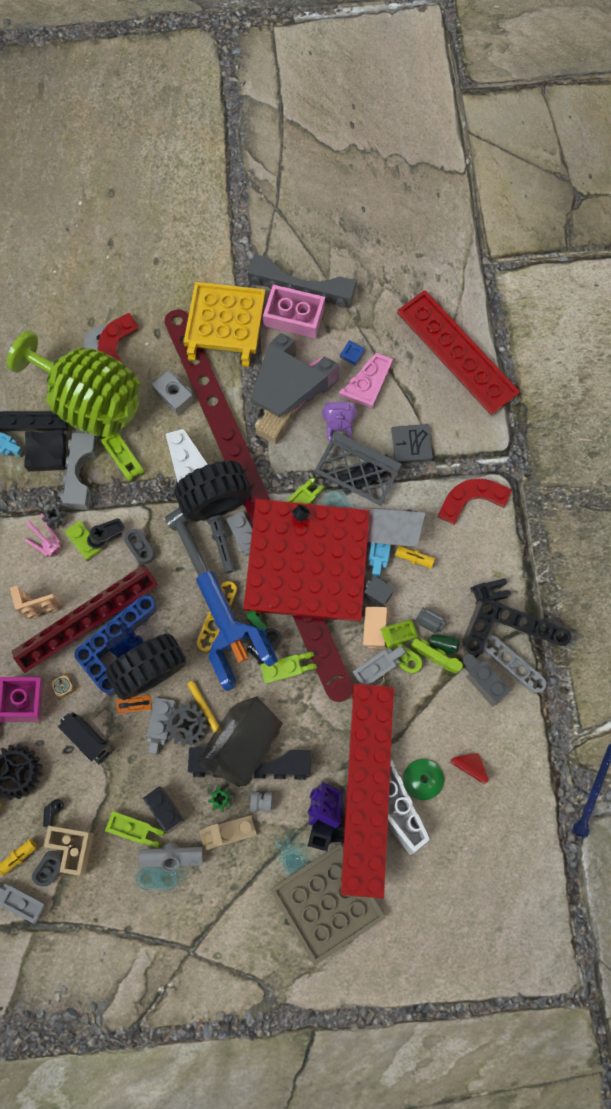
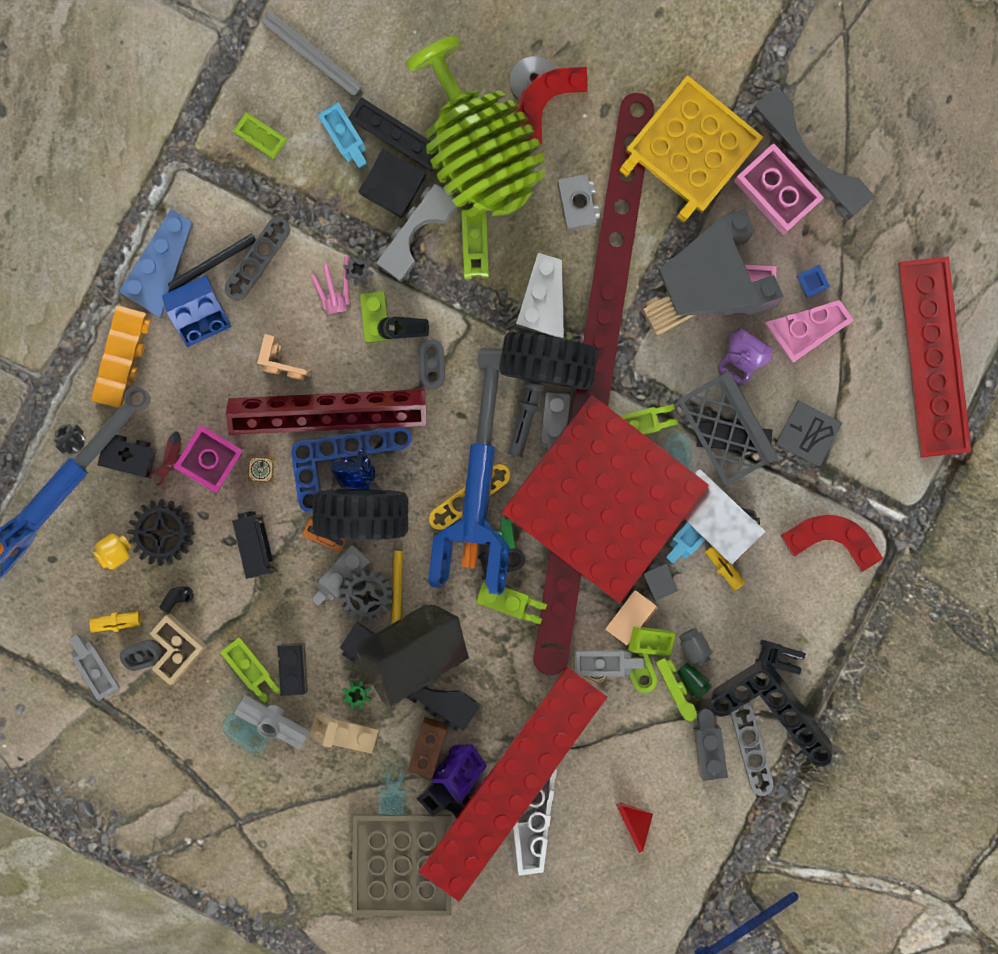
camera: 30 degrees right, 15 degrees up
(261, 802) = (397, 723): light grey wheel -> none
(292, 801) = (427, 747): none -> reddish brown panel
(301, 513) = (630, 446): black plate -> none
(415, 786) = (574, 792): green dish -> none

